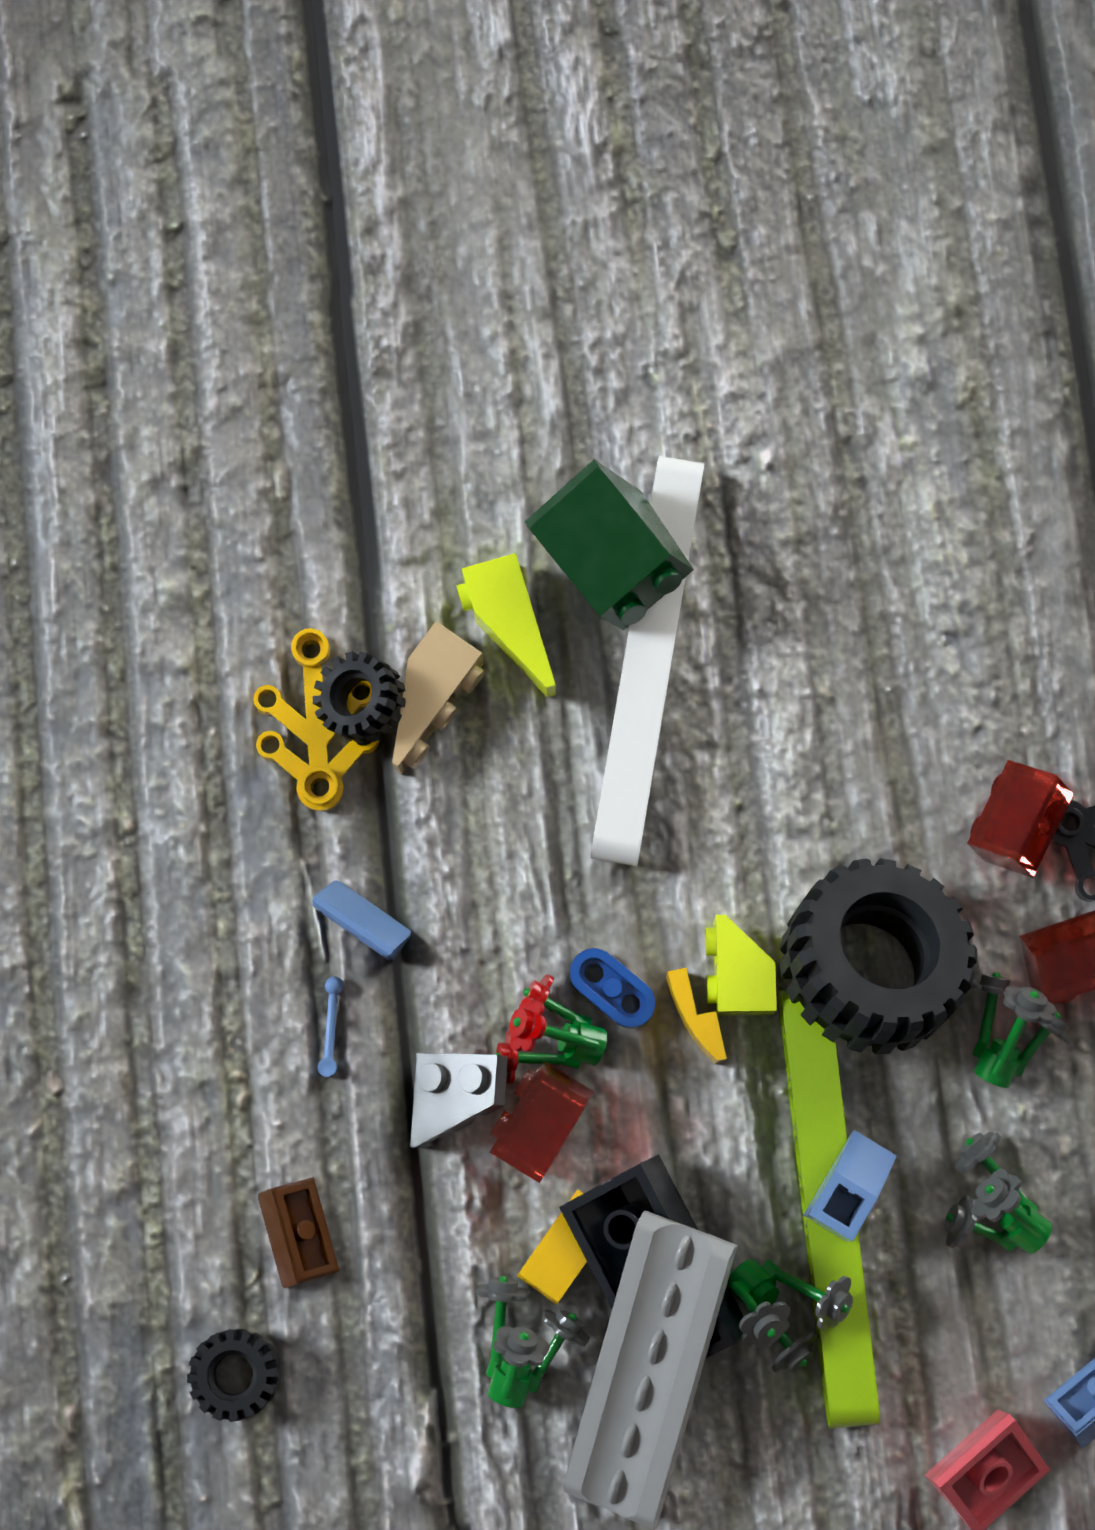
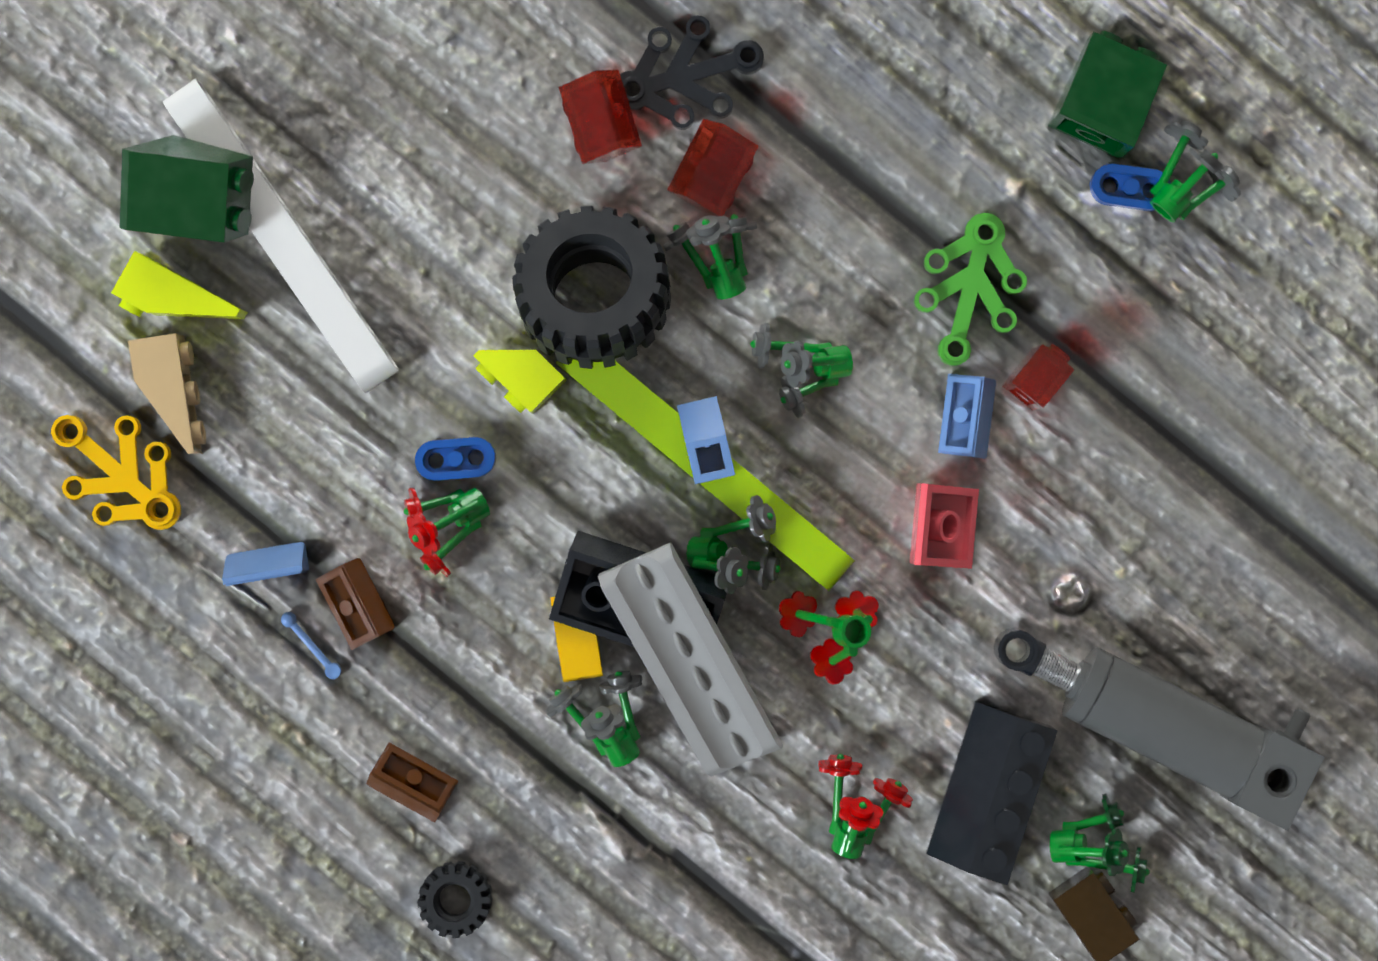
camera: 50 degrees left, 10 degrees up
(338, 687) = (111, 443): black tyre -> none
(403, 1026) = (355, 603): none -> reddish brown slope
(454, 1092) = (422, 613): wing -> none
(541, 1120) = (489, 579): clear red brick -> none
(702, 1027) = (531, 428): yellow slope -> none
(821, 1483) = (849, 630): none -> red plant

